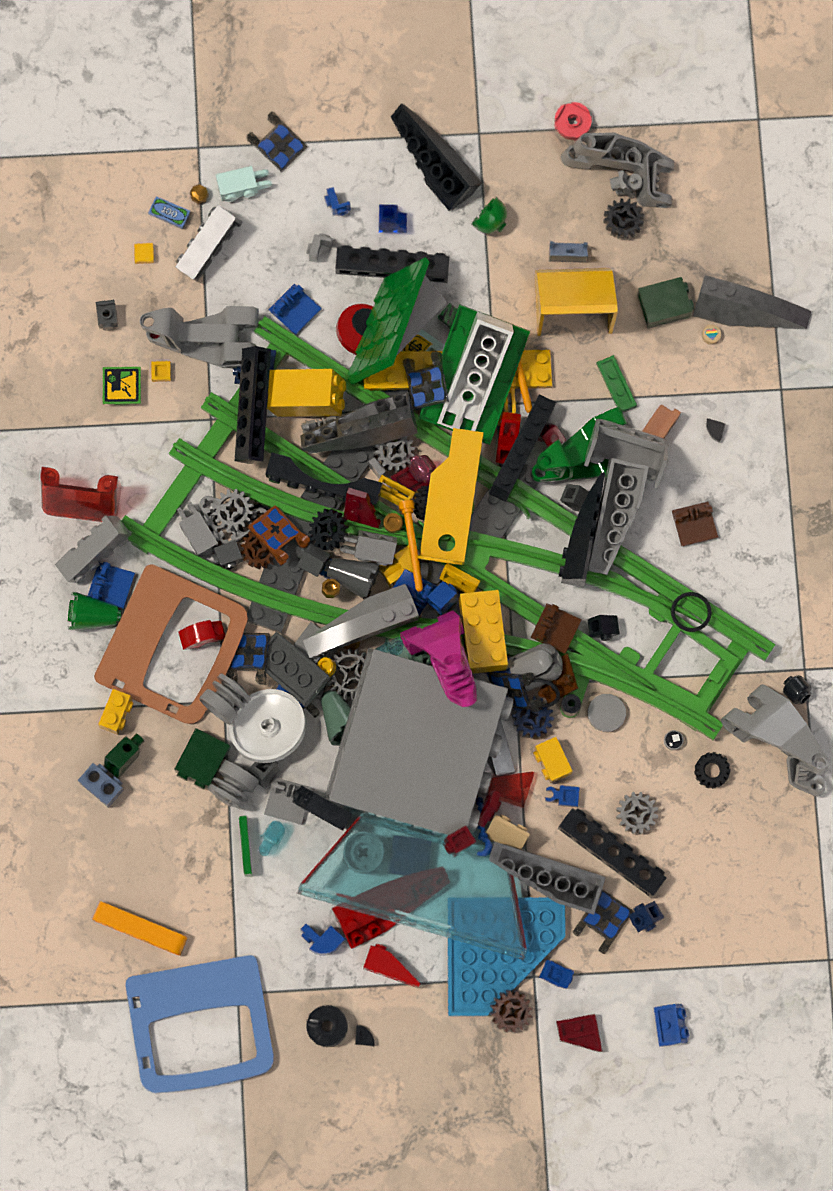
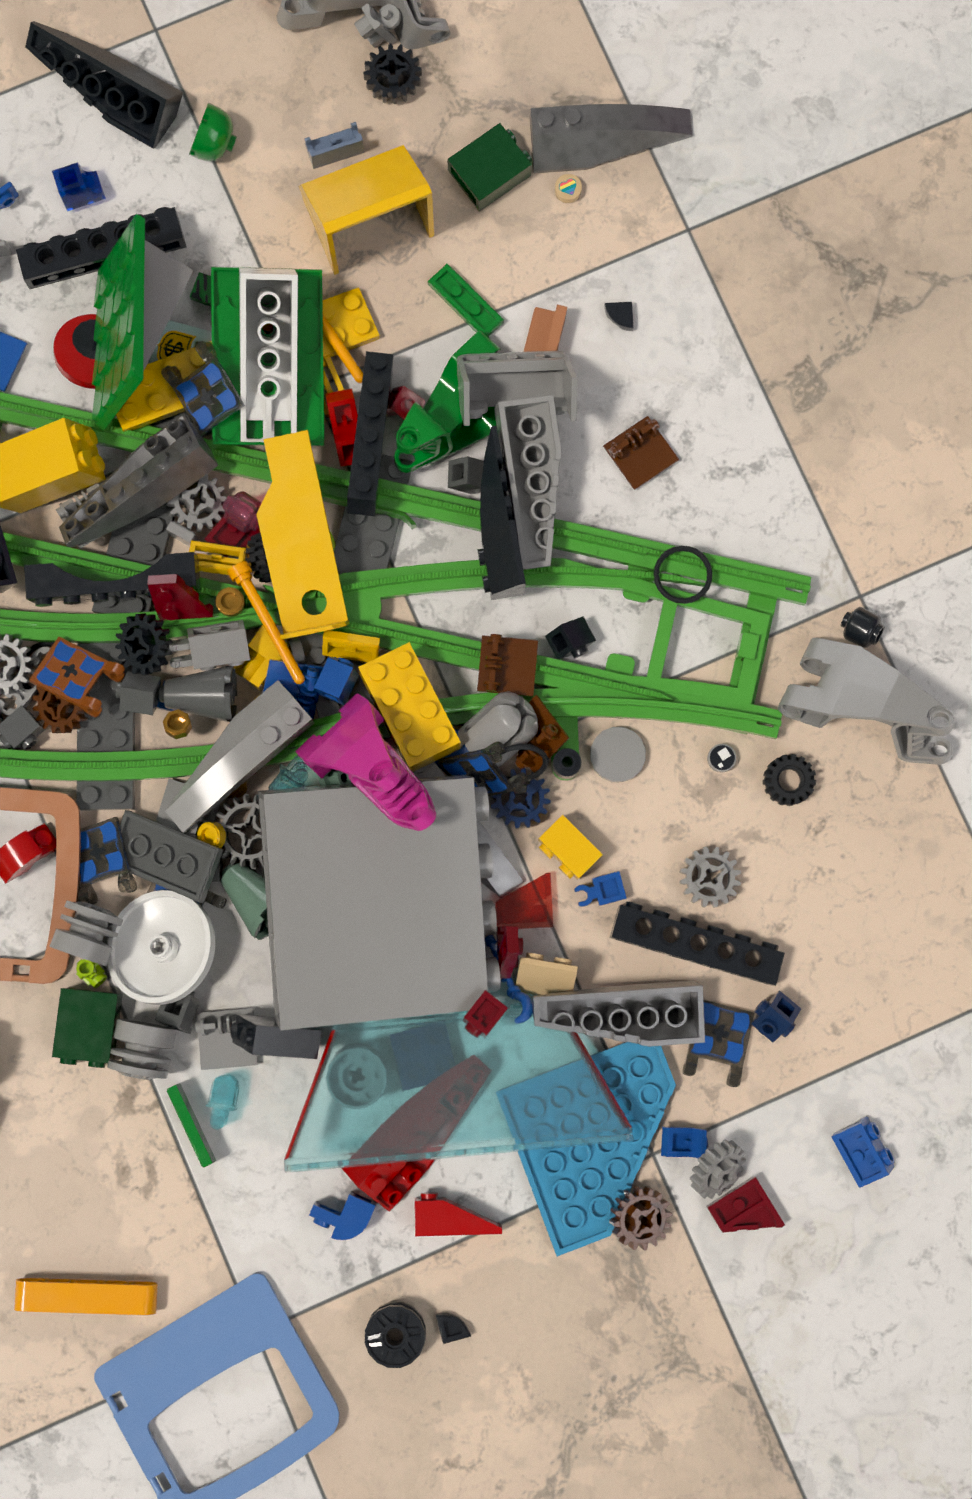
camera: 20 degrees left, 5 degrees up
(217, 726) = (90, 972): none -> lime bar
(572, 998) = (717, 1169): none -> light grey gear

